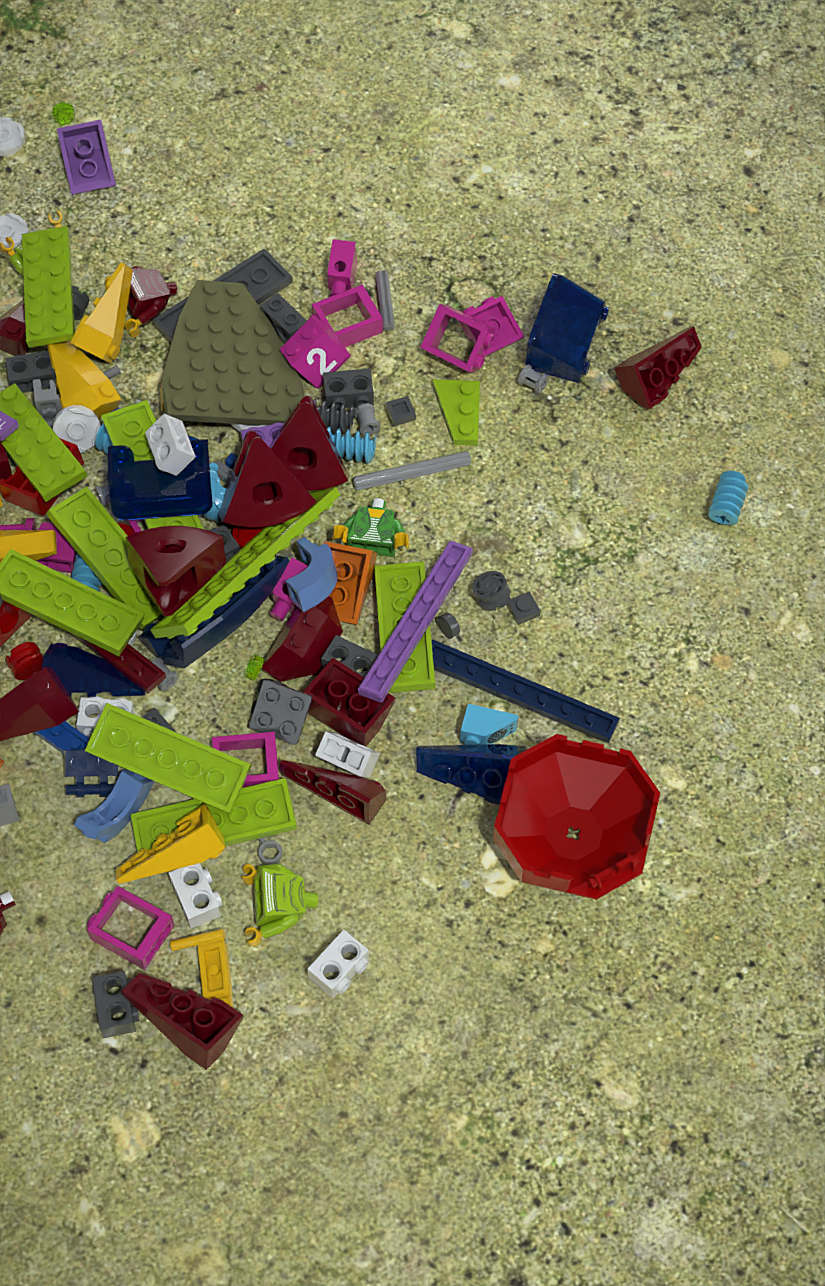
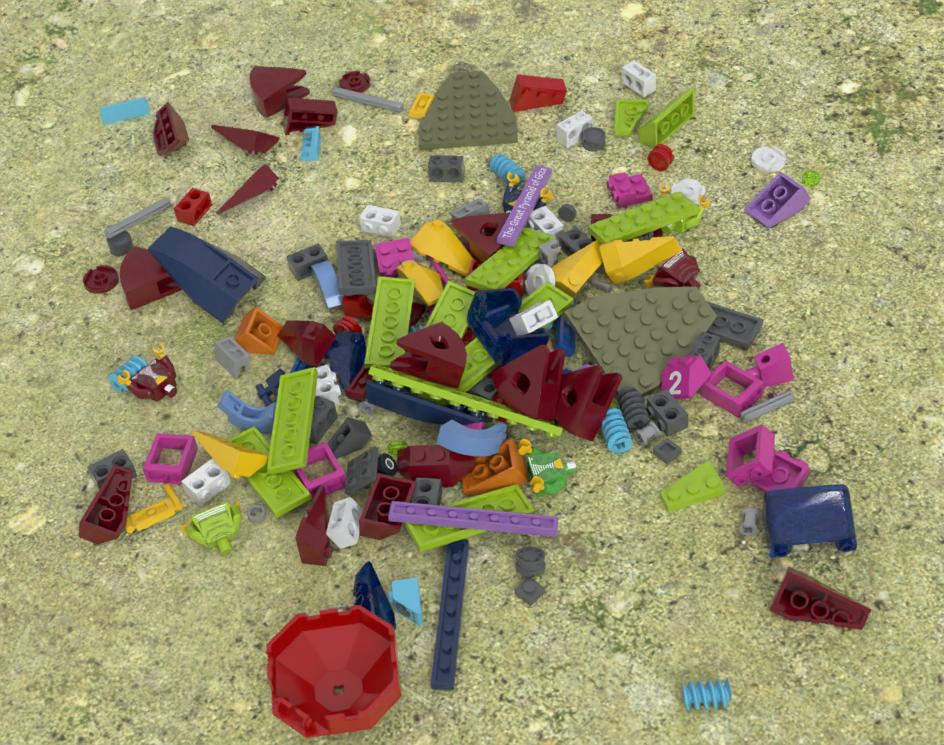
camera: 75 degrees right, 15 degrees down
(210, 713) = (349, 437): none -> dark grey slope
(332, 961) = (178, 580): white brick -> none
(412, 470) = (618, 478): light grey axle -> none
(448, 625) = (487, 547): dark grey tile -> none

